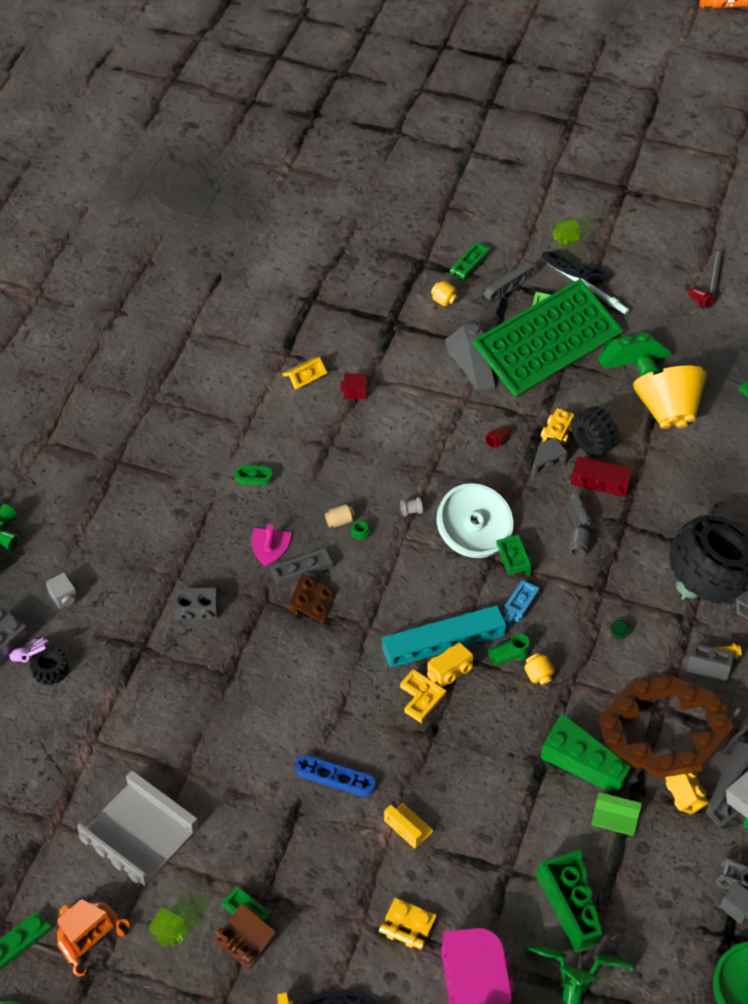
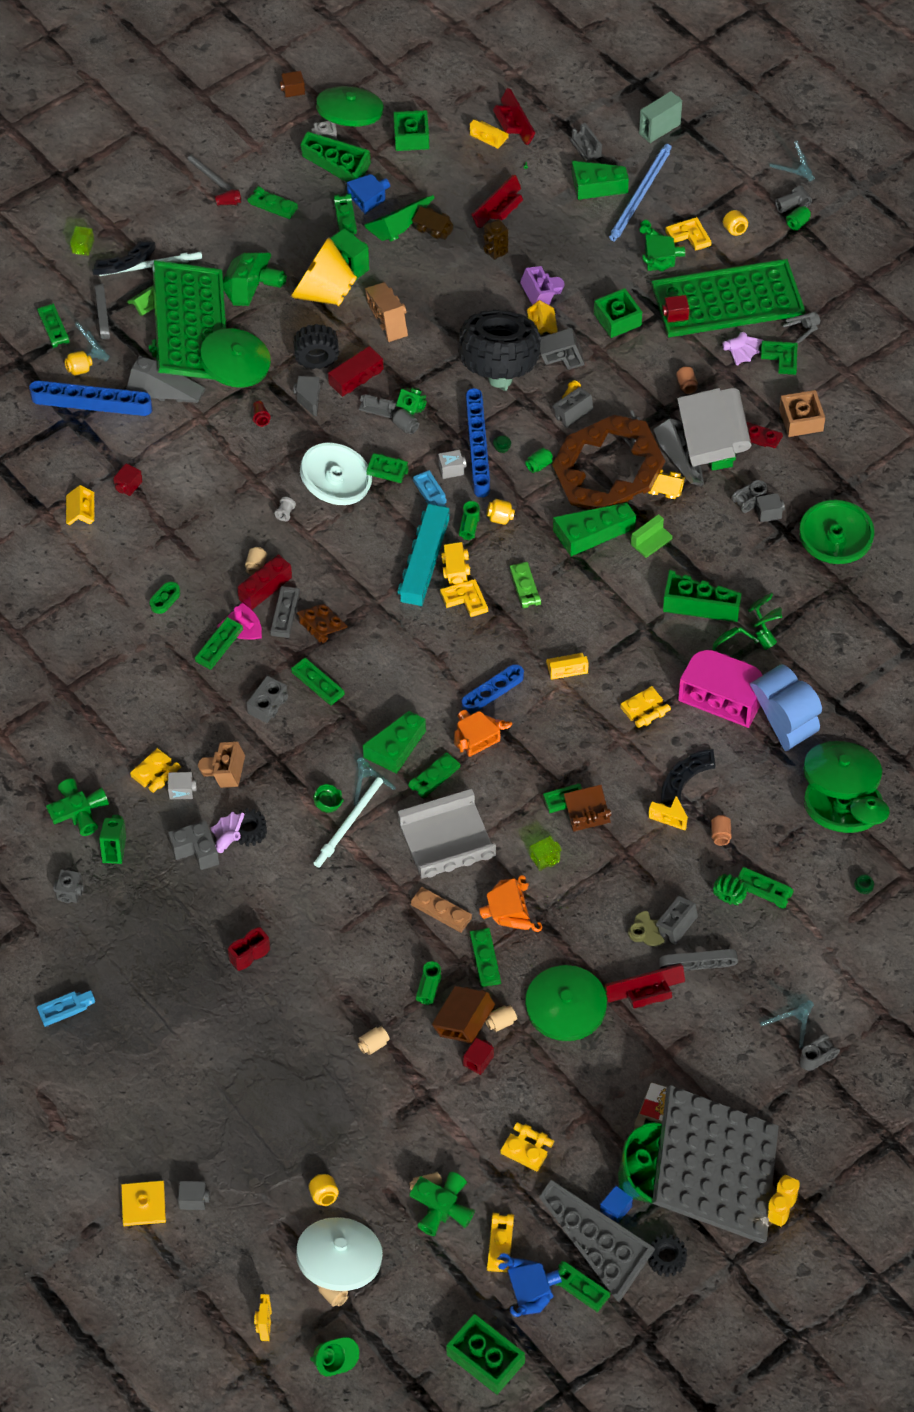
camera: 55 degrees left, 5 degrees up
(50, 873) = (441, 909): none -> medium nougat plate
(63, 740) = (328, 849): none -> light aqua bar
(69, 561) = (151, 767): none -> yellow plate
(102, 610) = (225, 765): none -> medium nougat brick
(116, 707) = (327, 798): none -> green hair
(169, 721) = (365, 771): none -> clear light blue plant
(202, 781) = (434, 775): none -> green plate
(215, 728) = (396, 742): none -> green wedge
(232, 537) = (219, 643): none -> green plate
(243, 631) = (317, 681): none -> green plate
(269, 788) = (477, 731): none -> orange torso
(320, 533) = (264, 582): none -> dark red brick
(360, 526) = (280, 551): green plate -> none
(418, 321) = (91, 398): none -> blue beam
(469, 299) = (96, 351): none -> clear light blue plant
(474, 737) = (525, 585): none -> bright green plate
(538, 386) = (235, 357): none -> green dish
(558, 426) = (285, 369): yellow brick -> none
(561, 601) = (451, 464): none -> light grey brick
(602, 609) = (477, 443): none -> blue beam
(603, 532) = (412, 400): none -> green brick
(625, 668) = (539, 460): none -> green brick
(684, 463) = (389, 310): none -> medium nougat wedge
(717, 402) = (353, 251): none -> green brick
(726, 328) = (273, 203): none -> green plate

